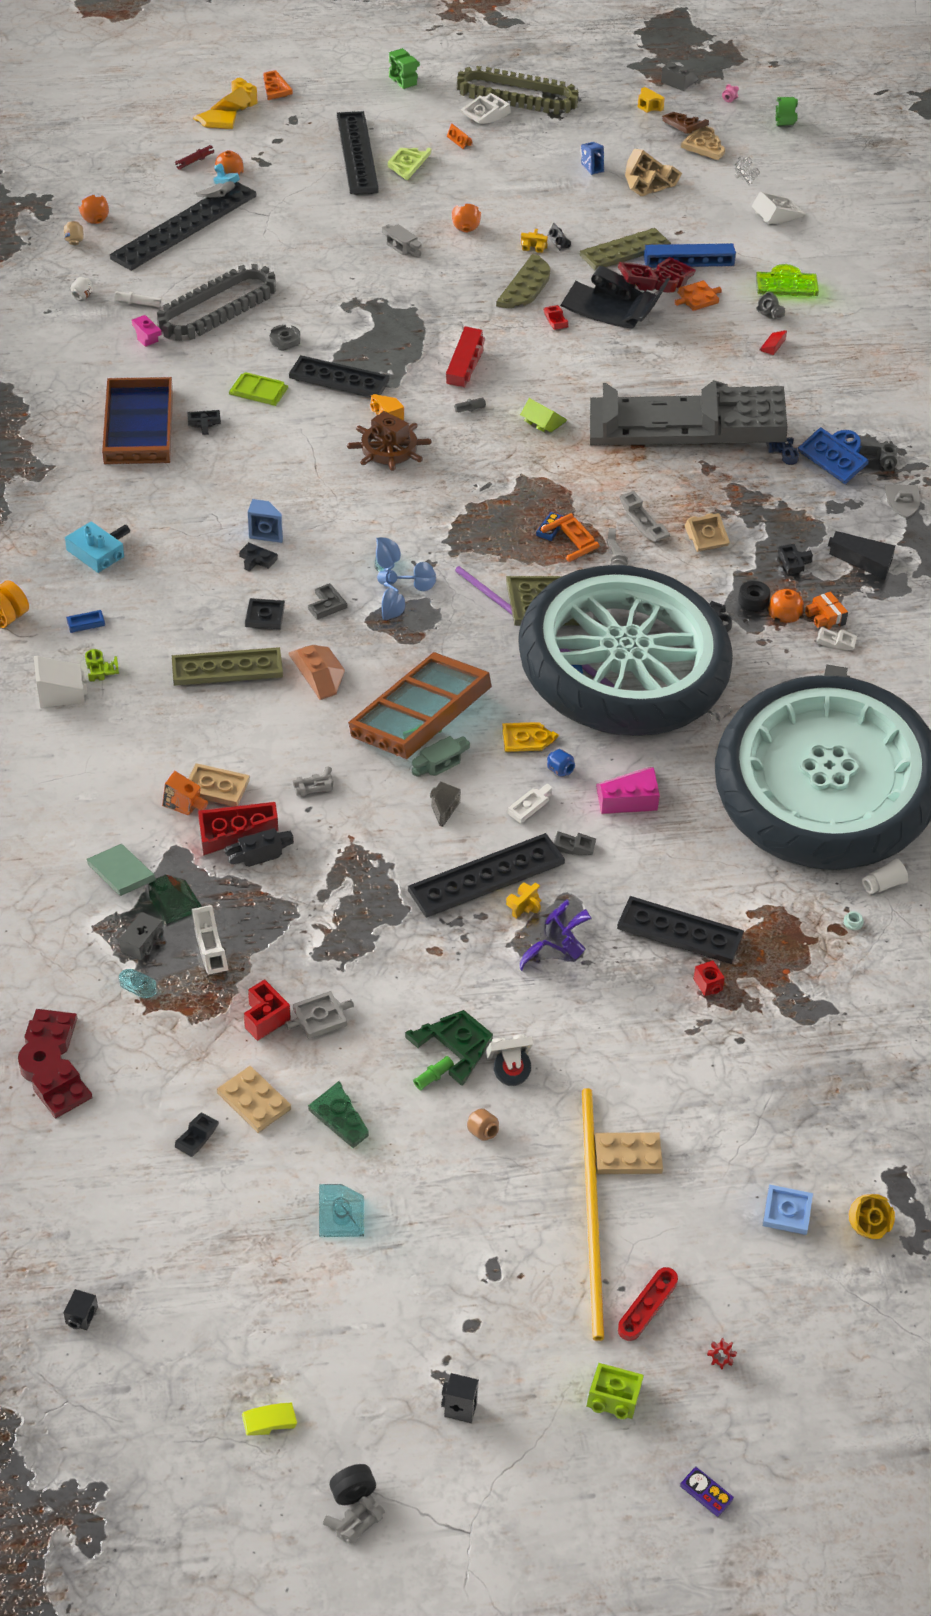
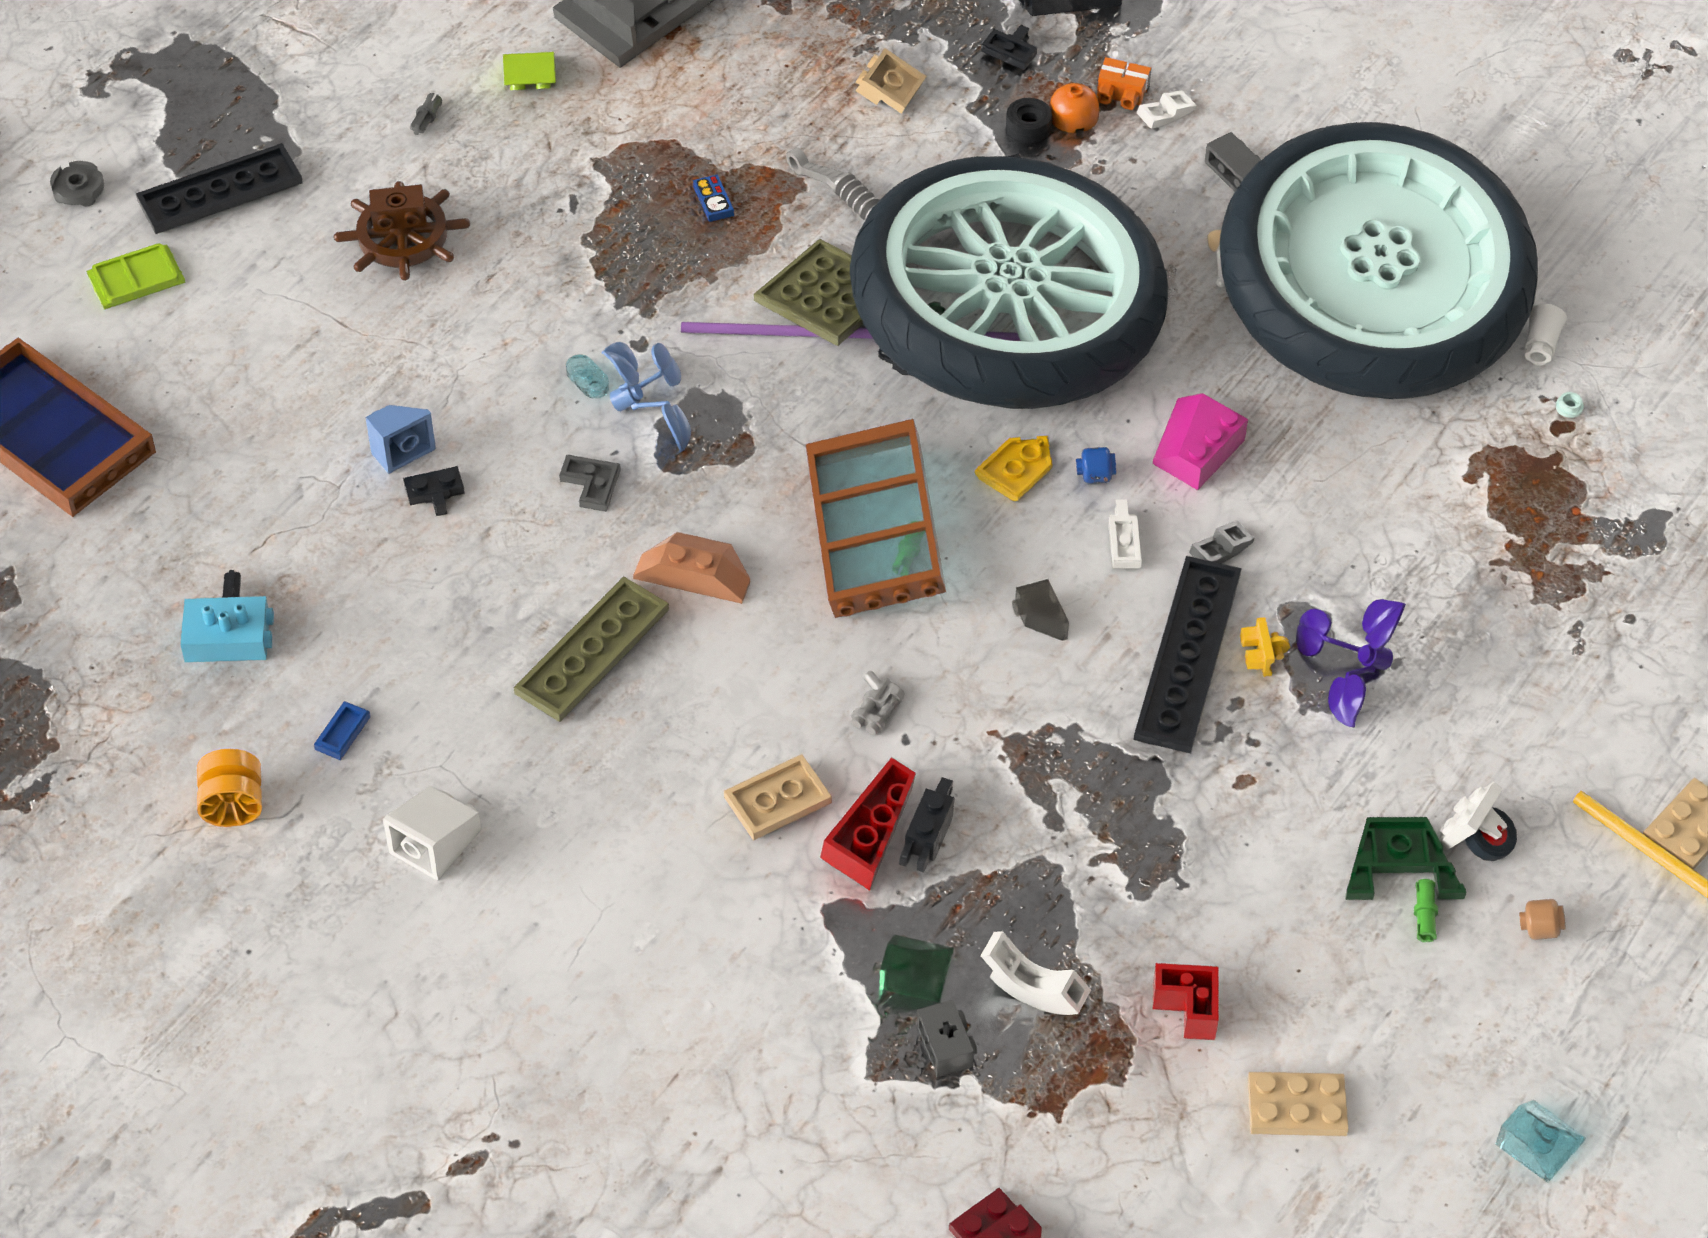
camera: 45 degrees left, 5 degrees up
(97, 667) = (448, 774): lime piece -> none
(121, 869) = (823, 983): sand green tile -> none
(134, 982) = (1010, 1096): clear light blue plate -> none
(182, 794) = (767, 839): orange torso -> none
(196, 1136) = (1297, 1195): black slope -> none
(204, 419) = (127, 363): black hinge -> none
(265, 613) = (546, 550): black plate -> none
(319, 1014) = (1240, 952): light grey plate -> none
(339, 1115) = (1400, 1040): clear green wing -> none
(388, 404) = (335, 187): light orange slope -> none
(440, 756) = (967, 560): sand green hinge -> none
(465, 356) = (345, 52): red wedge -> none
(576, 533) = (757, 185): orange plate -> none
(641, 519) = (802, 118): light grey slope -> none
(680, 929) = (1439, 550): black plate -> none
(709, 978) = (1533, 578): red brick -> none

